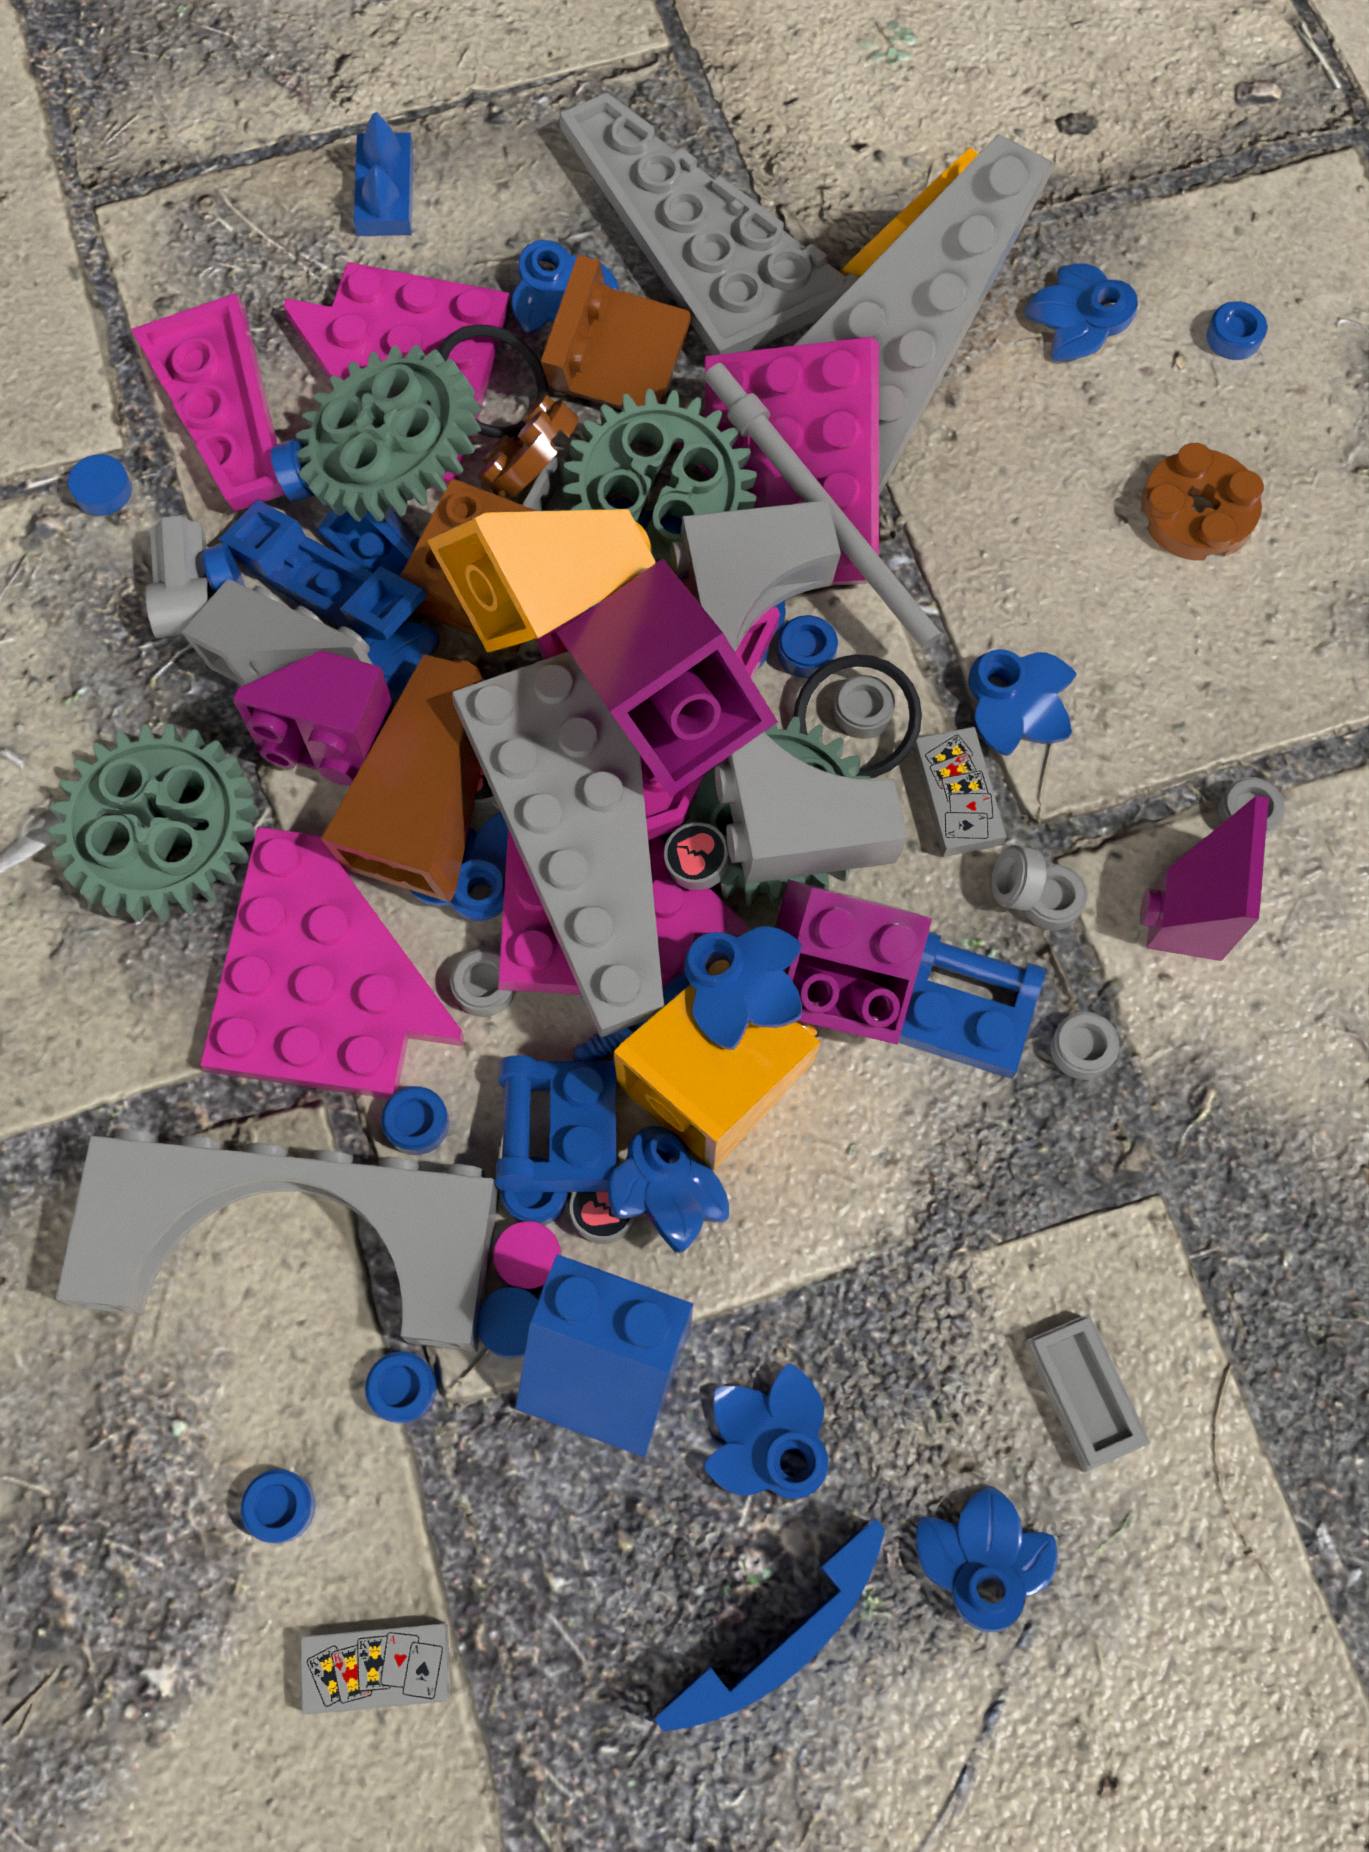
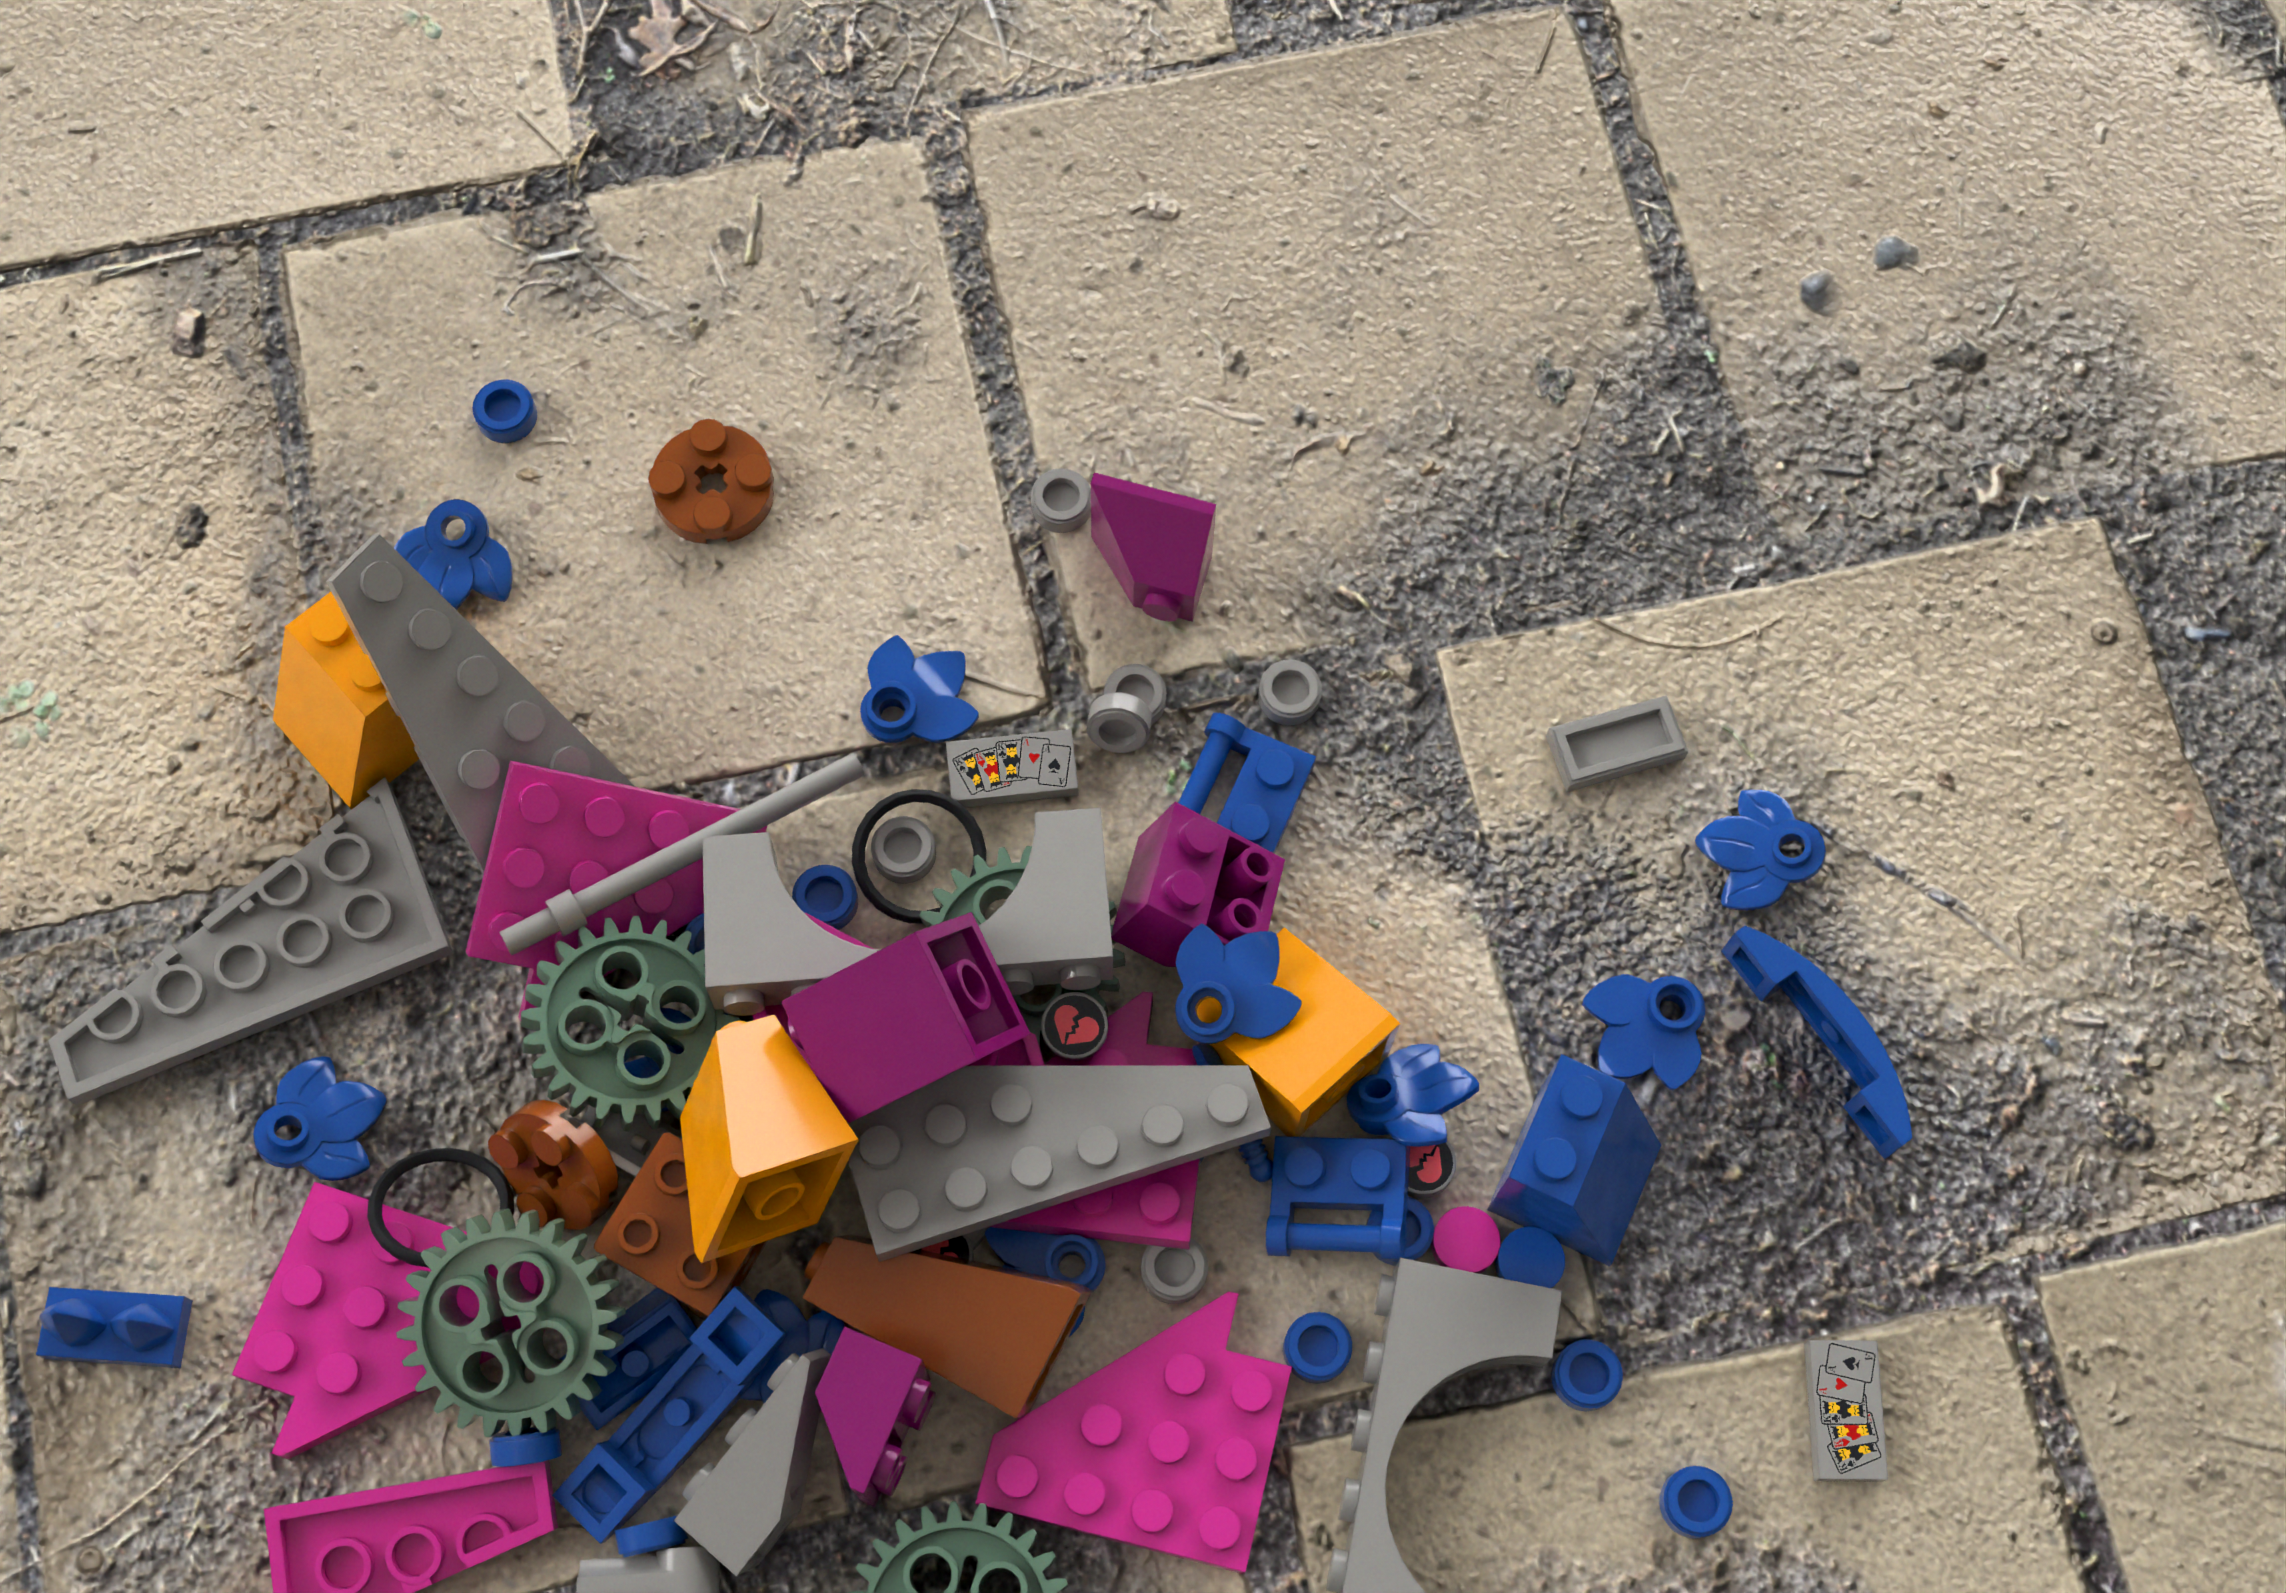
camera: 85 degrees left, 0 degrees up
(611, 341) = (420, 1058): dark orange bracket -> none

